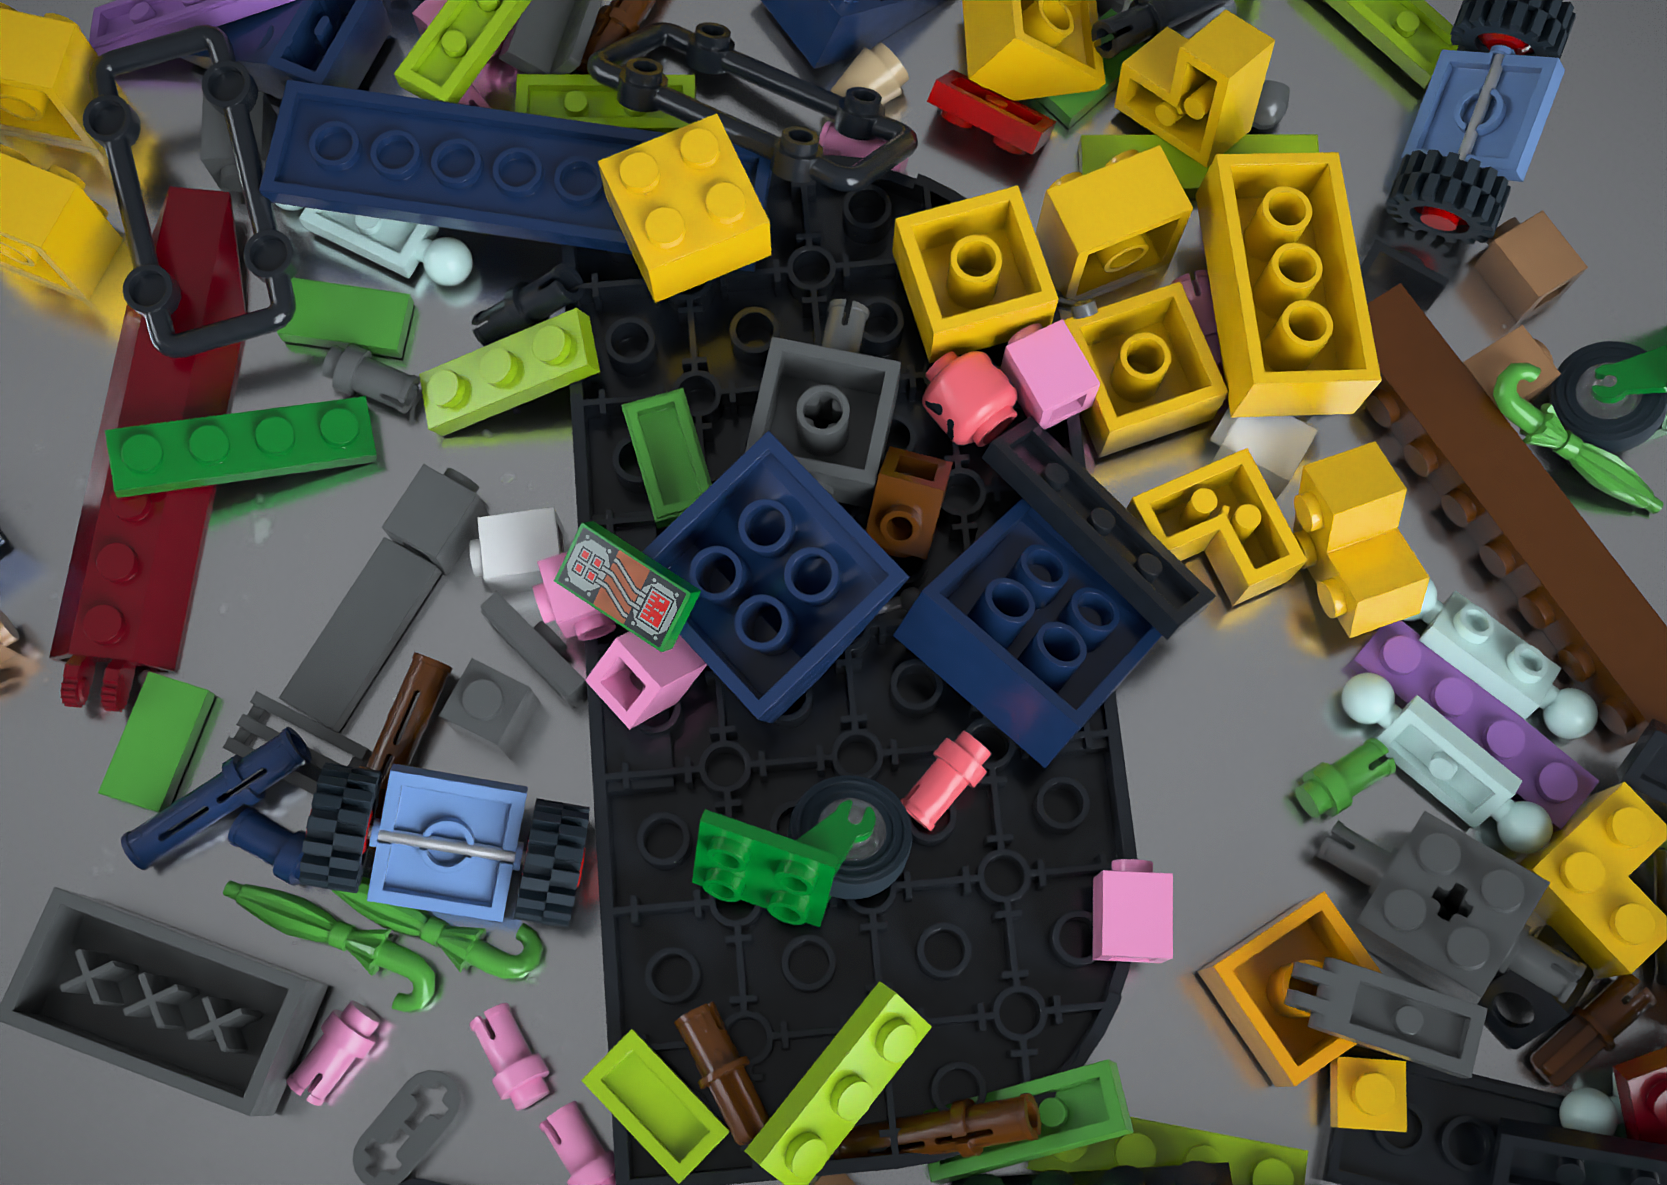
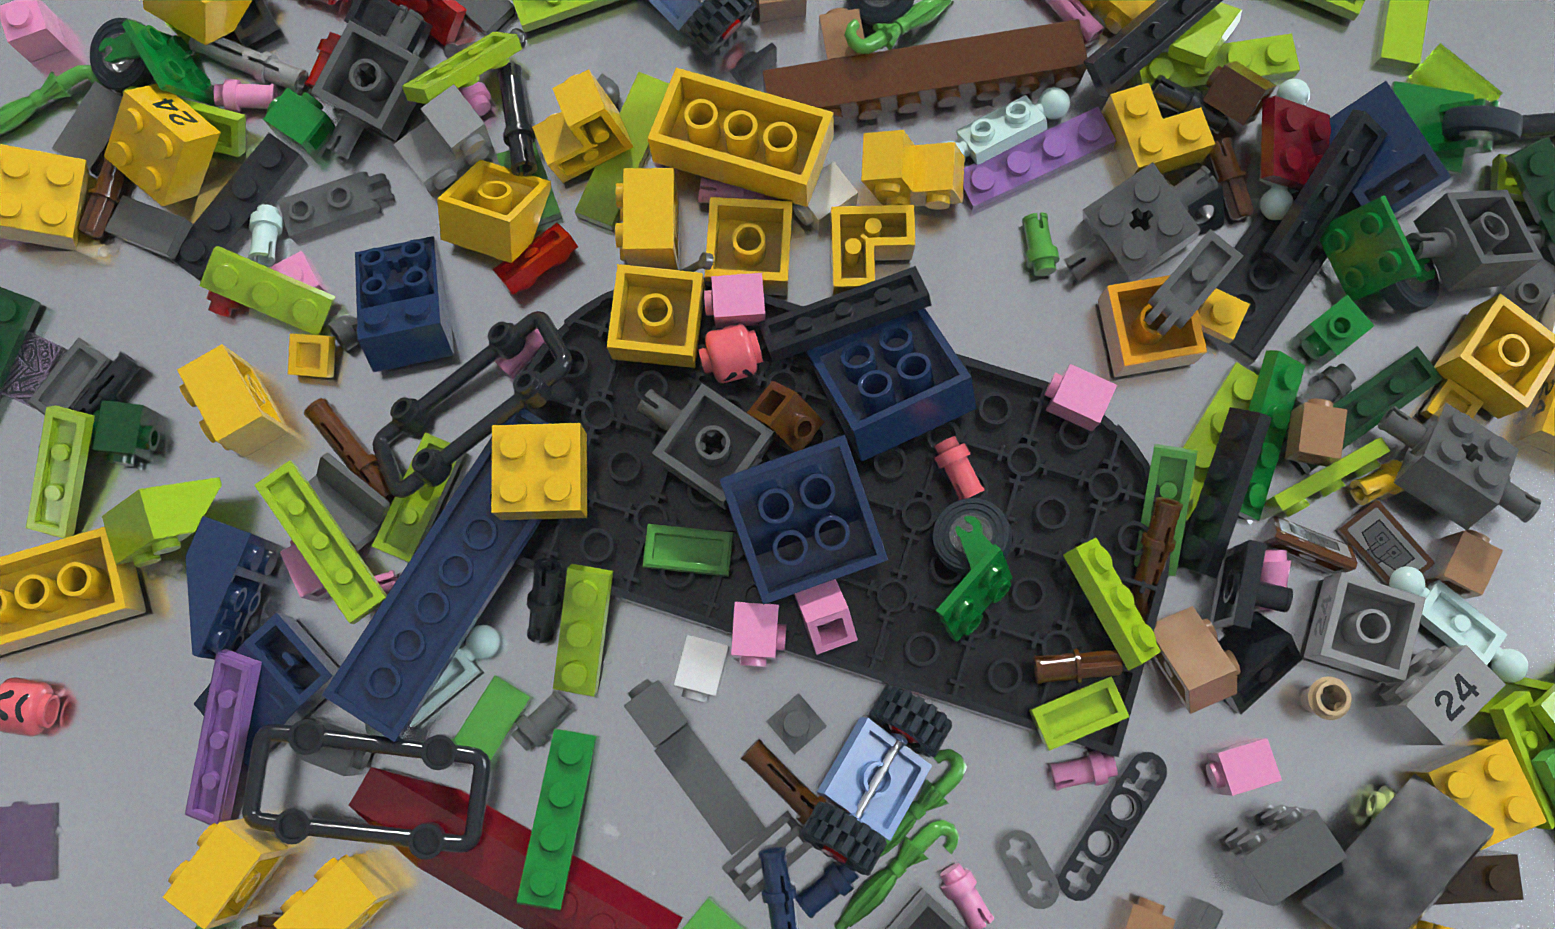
camera: 65 degrees left, 5 degrees up
(517, 1070) = (1009, 792): bright pink animal -> none
(537, 647) = (769, 680): dark grey plate -> none
(627, 586) = (776, 604): tile -> none
(875, 70) = (475, 322): tan cone -> none
(1448, 763) = (1054, 184): light aqua plate -> none

